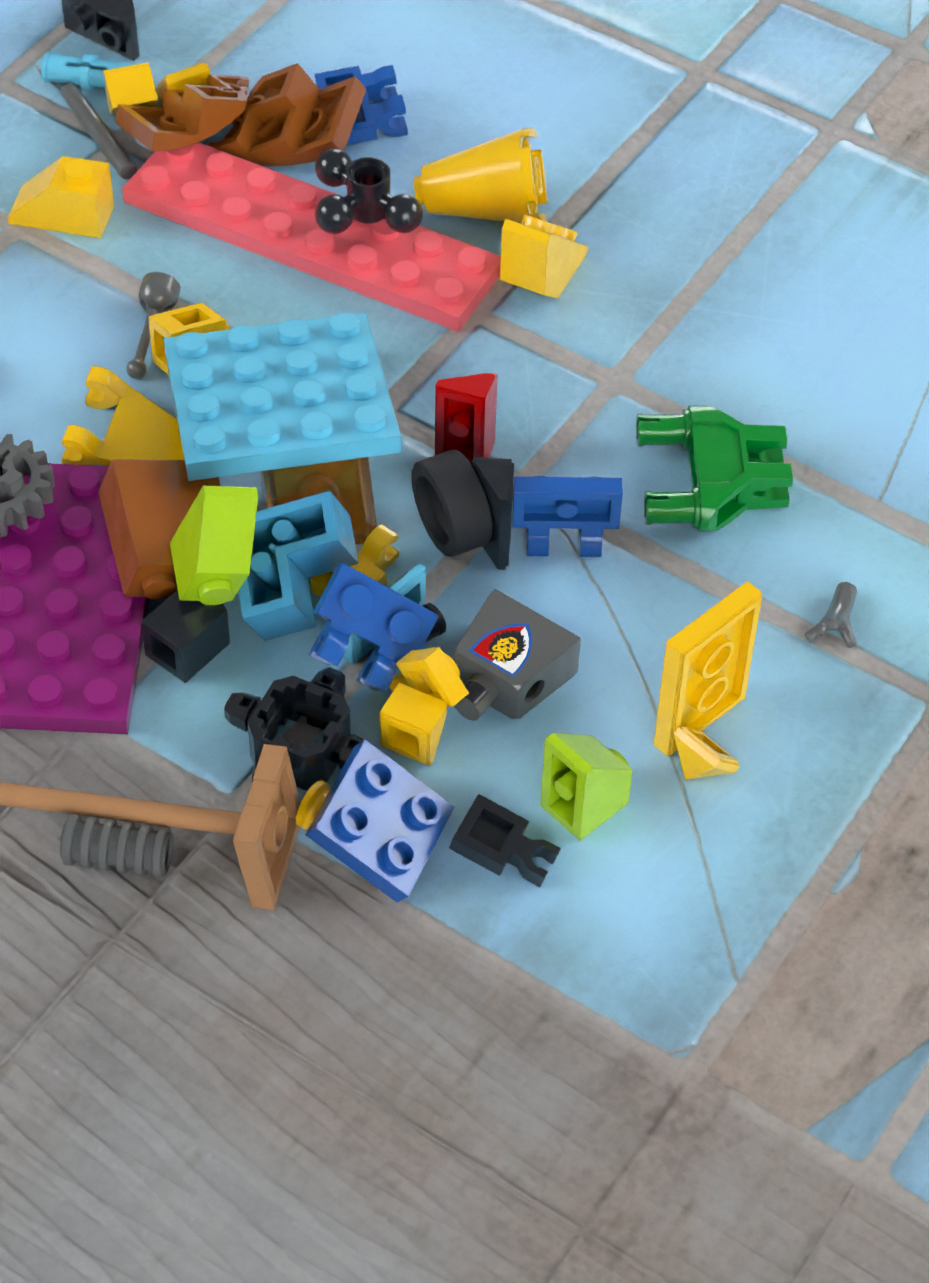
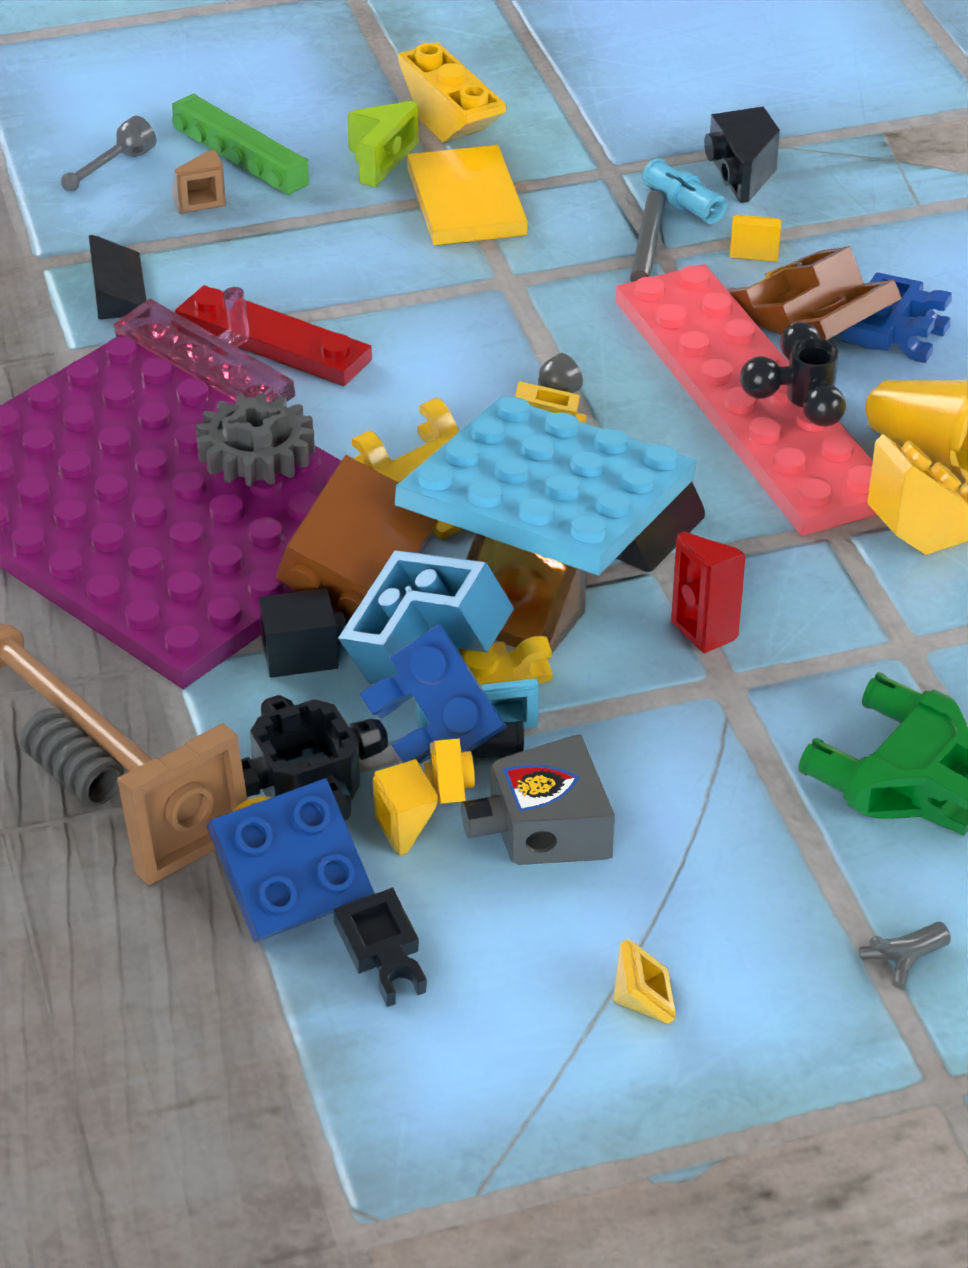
camera: 40 degrees right, 10 degrees down
(67, 198) = (562, 274): yellow slope -> none
(130, 86) = (699, 214): yellow slope -> none
(186, 114) = (734, 252): dark orange slope -> none
(215, 544) = (351, 554): lime slope -> none
(451, 503) = (619, 649): black tyre -> none
(497, 481) = (654, 673): black slope -> none
(566, 503) = (716, 701): blue plate -> none
(583, 782) = (499, 931): lime slope -> none
(707, 666) = (689, 890): yellow tile -> none

